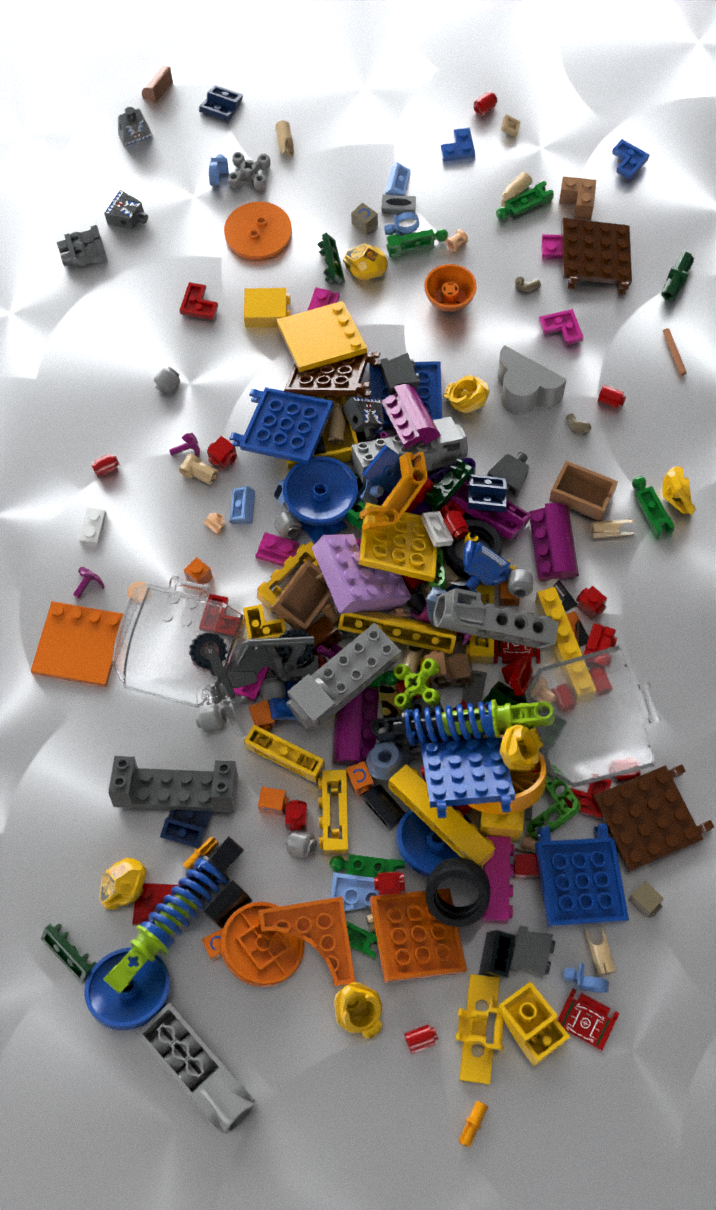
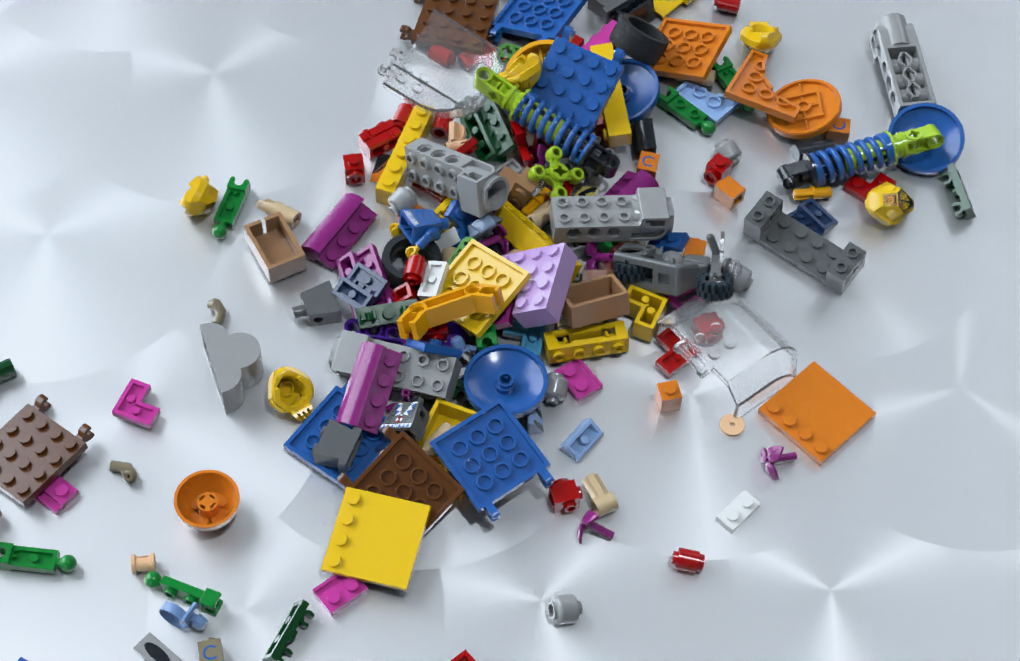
camera: 150 degrees left, 10 degrees down
(215, 522) = (617, 438): light nougat plate -> none
(265, 306) = (401, 622): yellow brick -> none
(284, 754) = (694, 209): yellow brick -> none
(333, 845) = (702, 141): yellow brick -> none
(366, 262) = (257, 602): yellow helmet -> none
(385, 760) = (627, 154): sand blue piece -> none
(390, 883) = (681, 80): red brick -> none
(516, 187) = (26, 580): tan piece -> none
(565, 597) = (369, 195): sticker -> none
(611, 397) = (165, 312): red brick -> none
(674, 351) = (64, 318): nougat bar -> none

